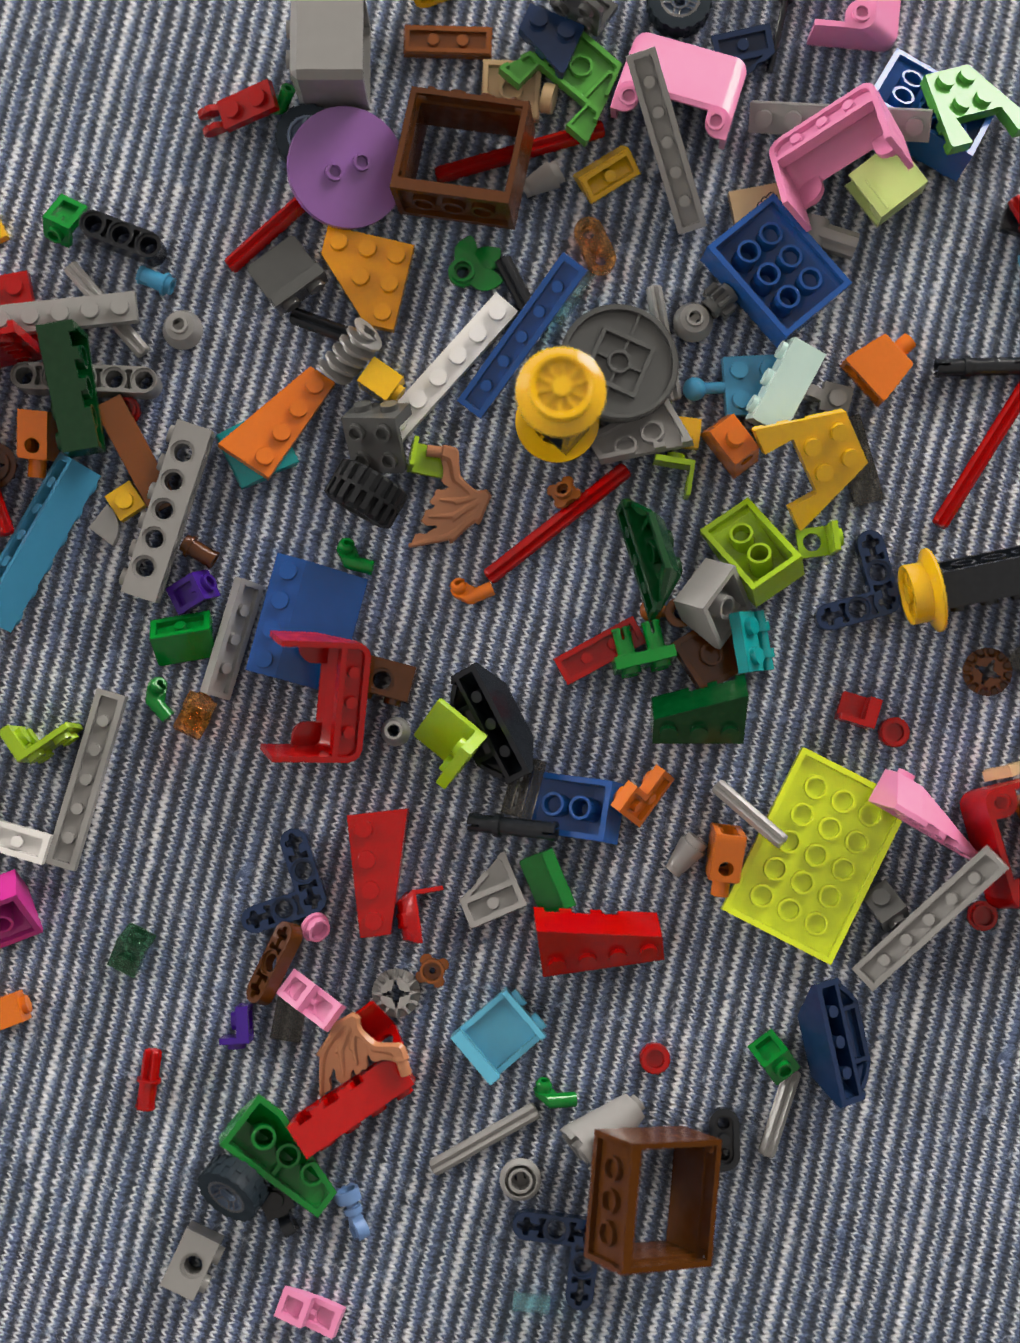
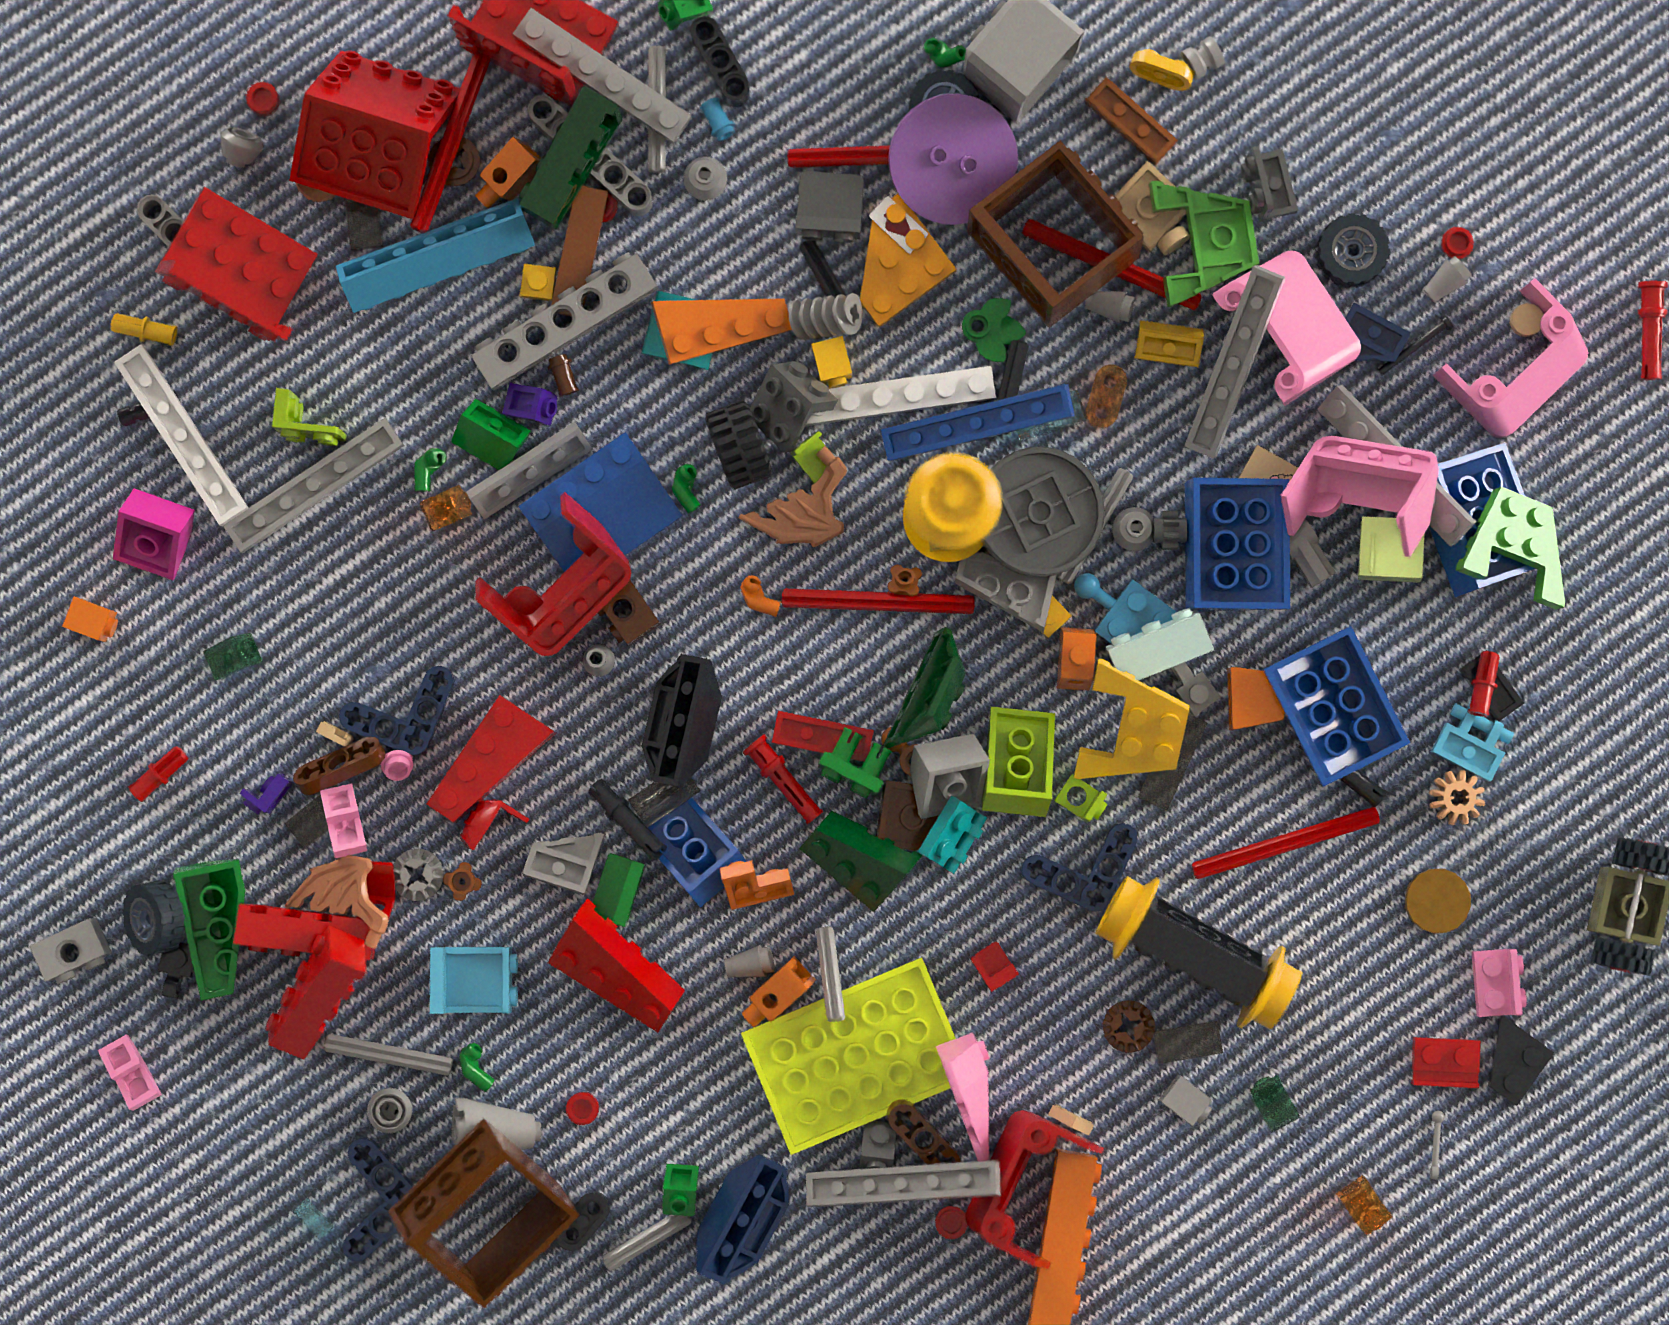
camera: 40 degrees right, 0 degrees up
(107, 525) = (505, 289): light grey tile -> none
(240, 108) = (909, 35): red hinge -> none
(252, 943) = (335, 734): none -> tan tile
(348, 1197) = (238, 1006): medium blue piece -> none
(349, 253) = (895, 230): none -> white sticker
(397, 1141) = (317, 993): none -> red wedge
(450, 738) = (638, 704): lime bracket -> none
(551, 36) = (1217, 192): dark blue wing -> none
(581, 702) = (772, 767): none -> red pin
(678, 461) = (1021, 633): lime bracket -> none
(893, 732) = (1008, 1010): red tile -> none
(903, 866) = (915, 1115): none -> reddish brown beam
(943, 322) = (1336, 706): none -> blue slope

